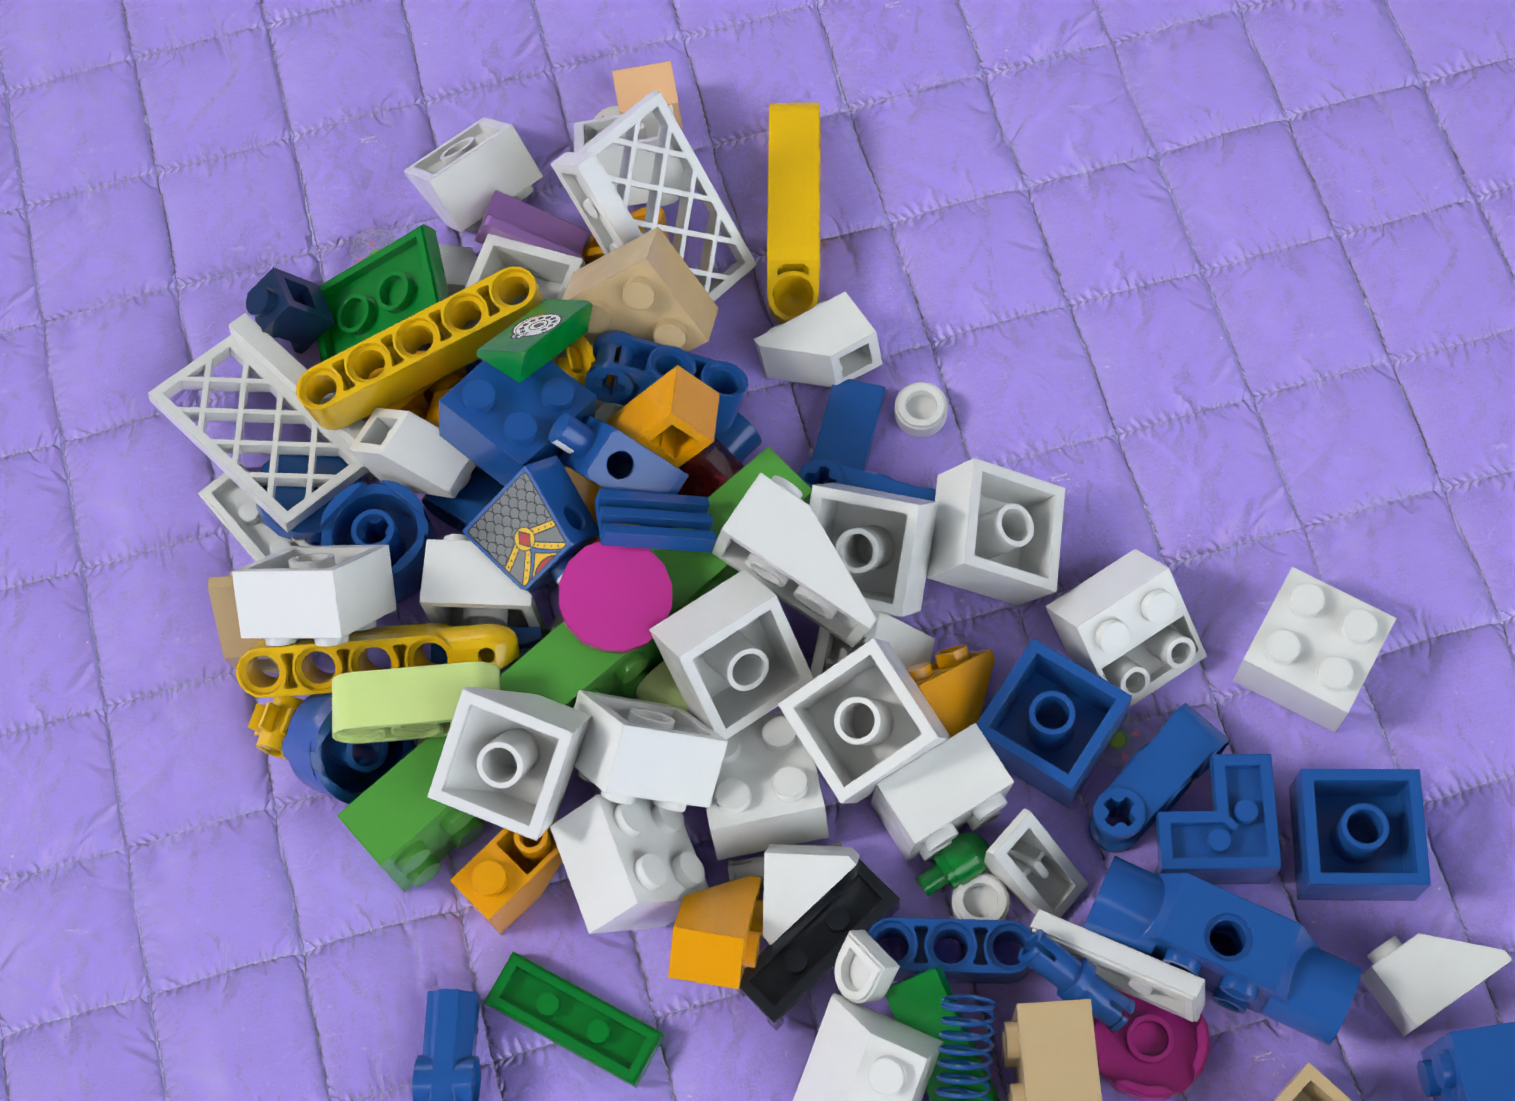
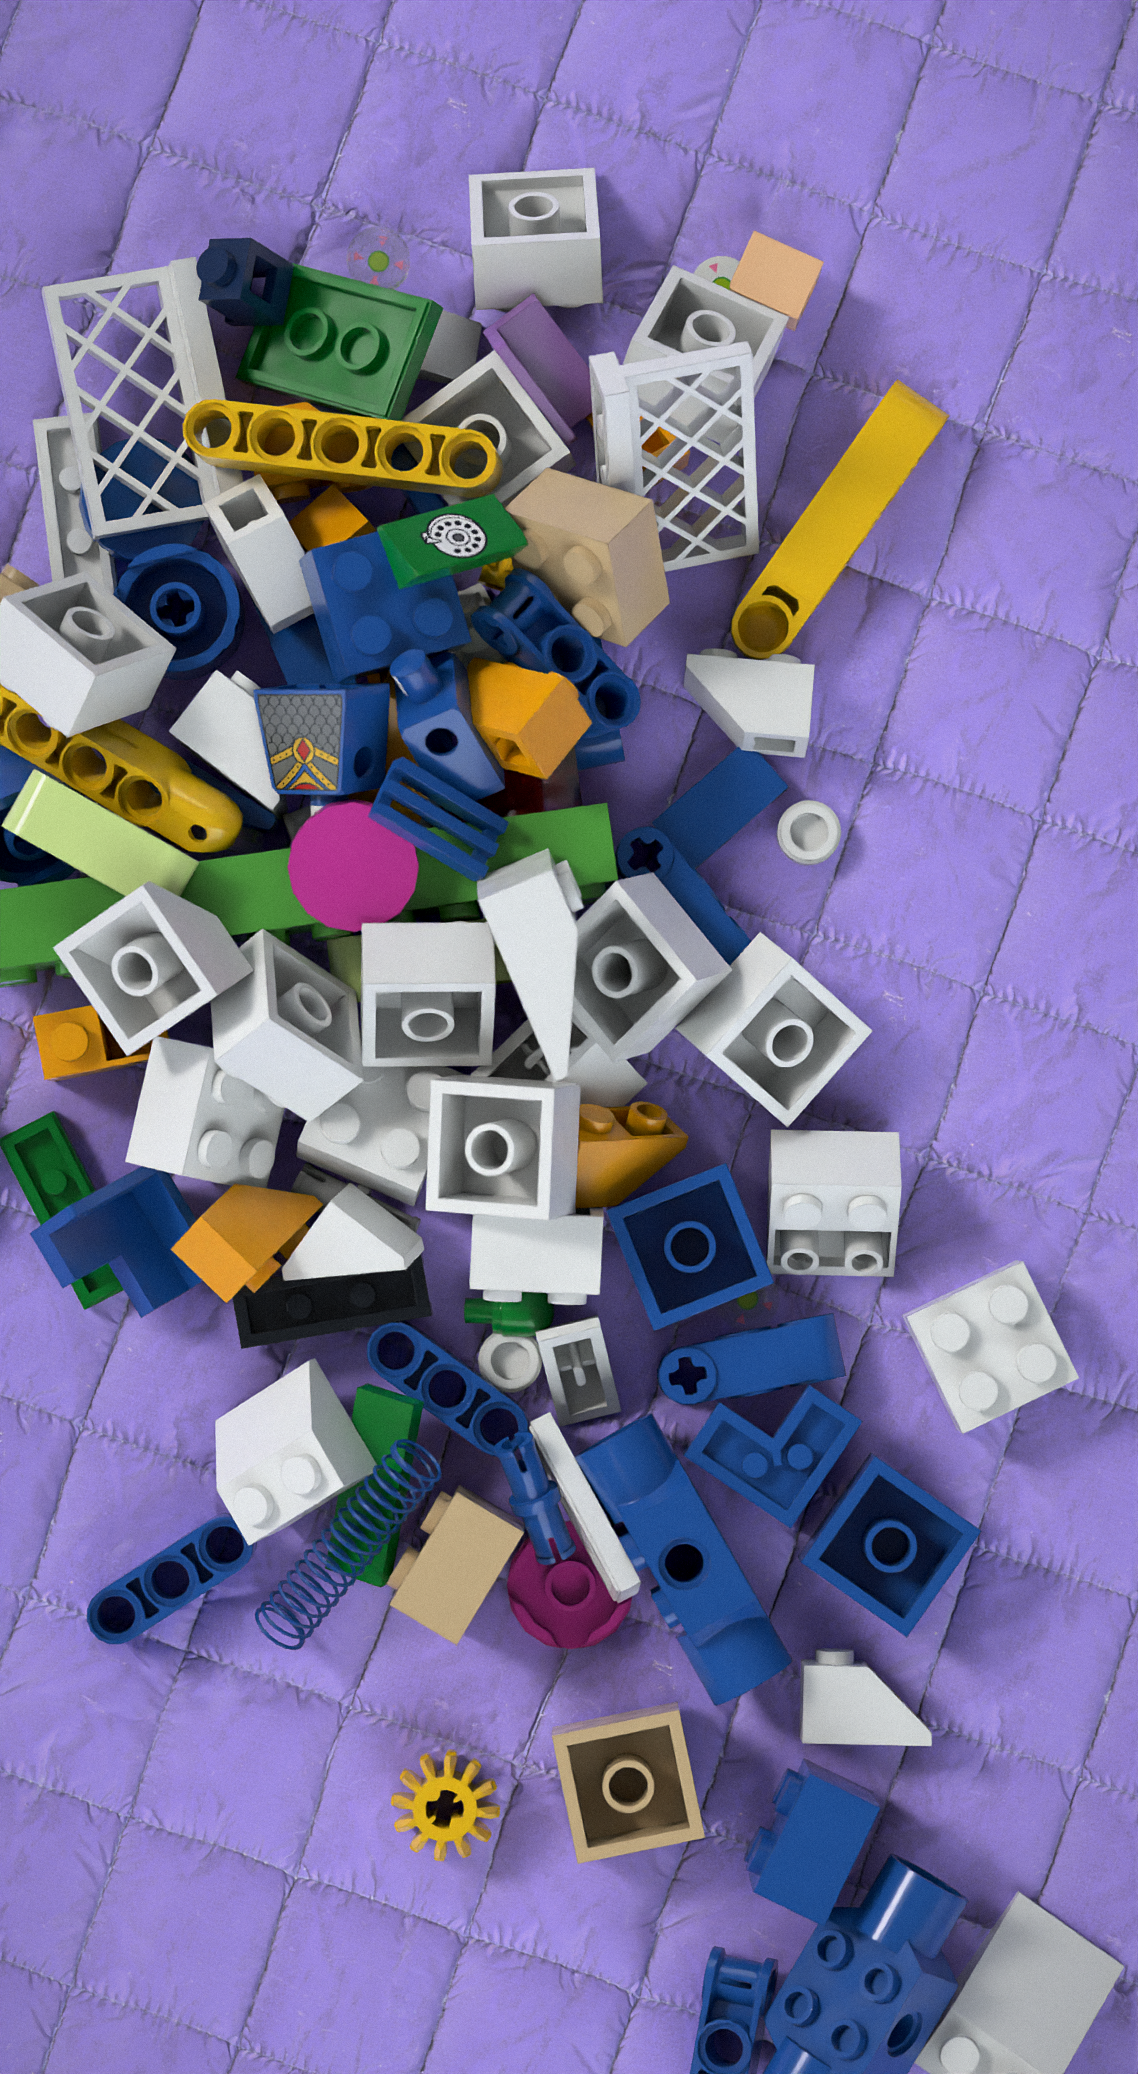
camera: 30 degrees right, 20 degrees up
(628, 991) = (129, 1228): none -> blue panel
(863, 968) = (353, 1357): white tile -> none

